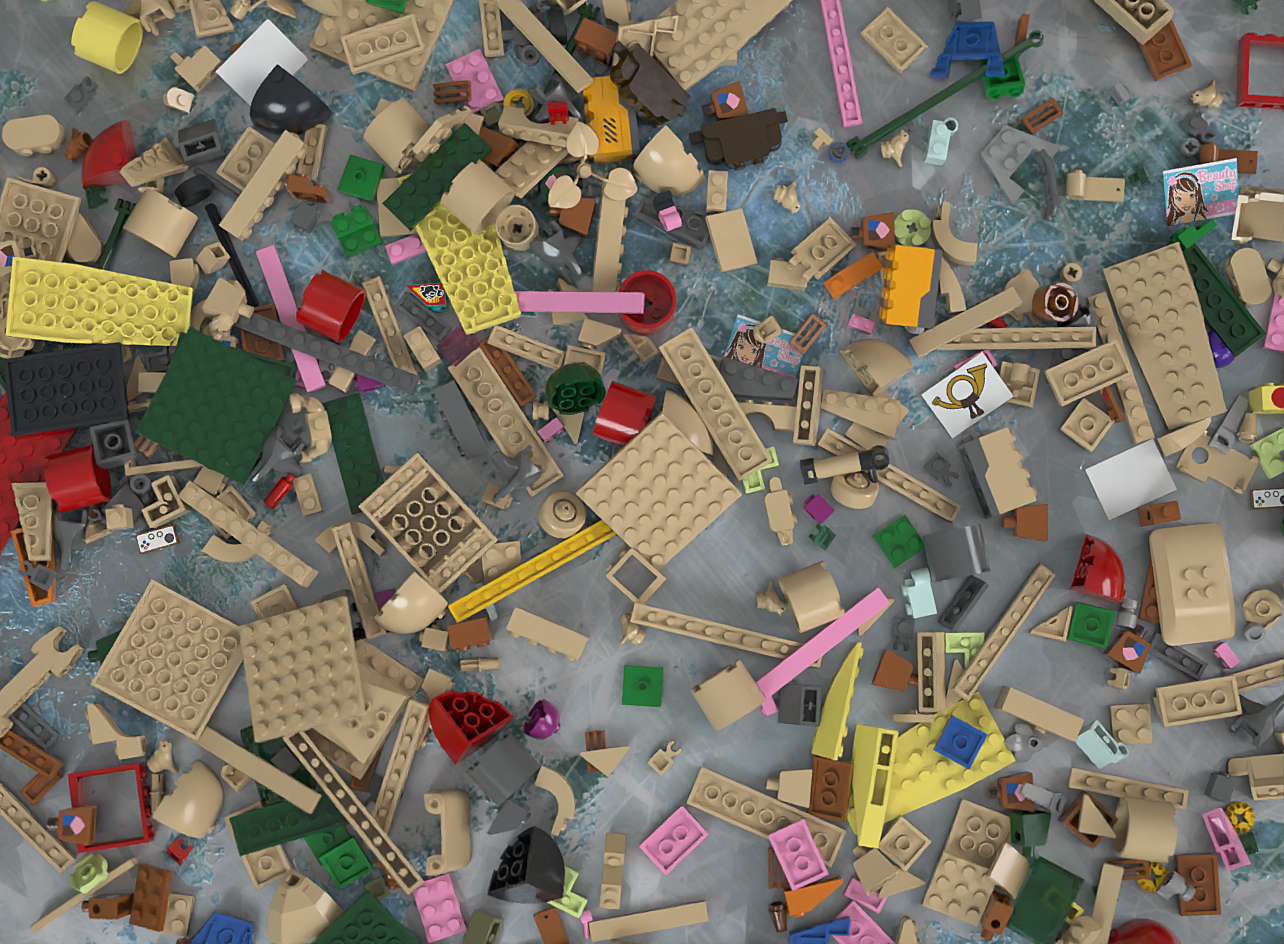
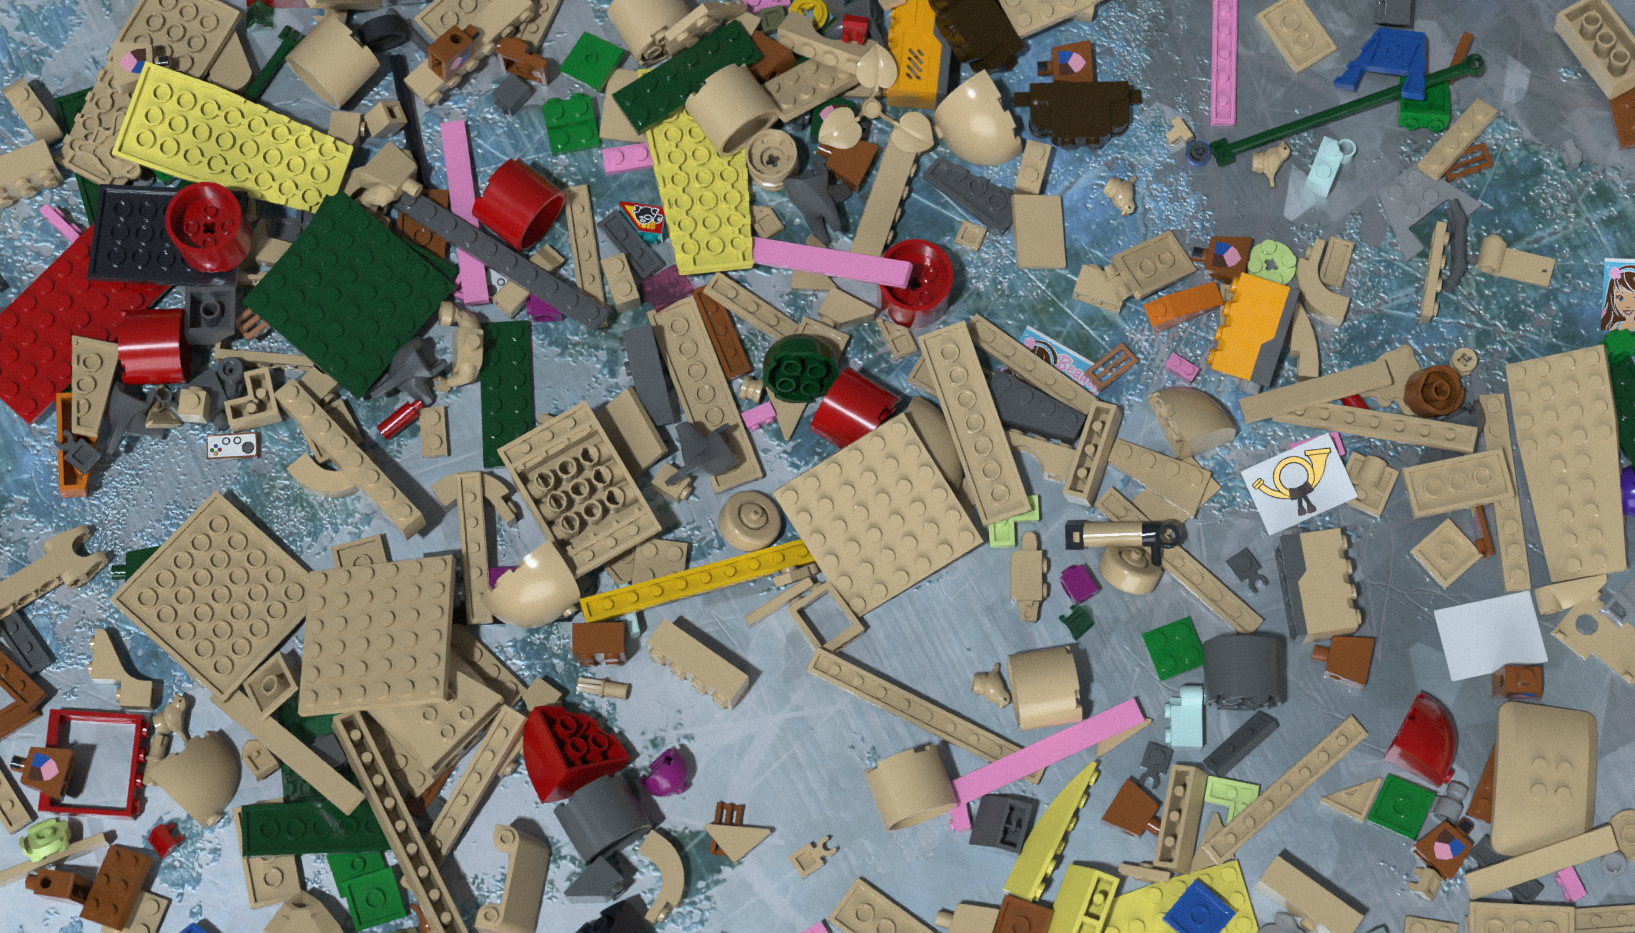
camera: 15 degrees right, 10 degrees down
(79, 377) = (204, 209): none -> red brick
(232, 718) = (273, 683): none -> tan slope
(250, 196) = (451, 51): none -> dark orange torso
(434, 638) = (552, 642): tan brick -> none
(458, 464) = (632, 432): none -> tan tile
(521, 276) = (765, 221): none -> tan tile
(597, 570) = (778, 602): none -> tan tile
(603, 549) = (792, 574): none -> tan plate
(631, 631) = (805, 686): tan animal -> none
(642, 686) = (803, 760): green plate -> none
(667, 211) = (964, 177): leg -> none
(747, 347) = (1028, 365): none -> tan plate
(767, 330) = (1060, 351): tan plate -> none
(959, 216) = (1335, 262): none -> tan tile
(1033, 99) = (1457, 139): none -> tan plate
(1035, 200) = (1435, 262): none -> tan plate
(1139, 176) = (1575, 260): clear green tile -> none
(1202, 645) = (1540, 862): none -> tan tile

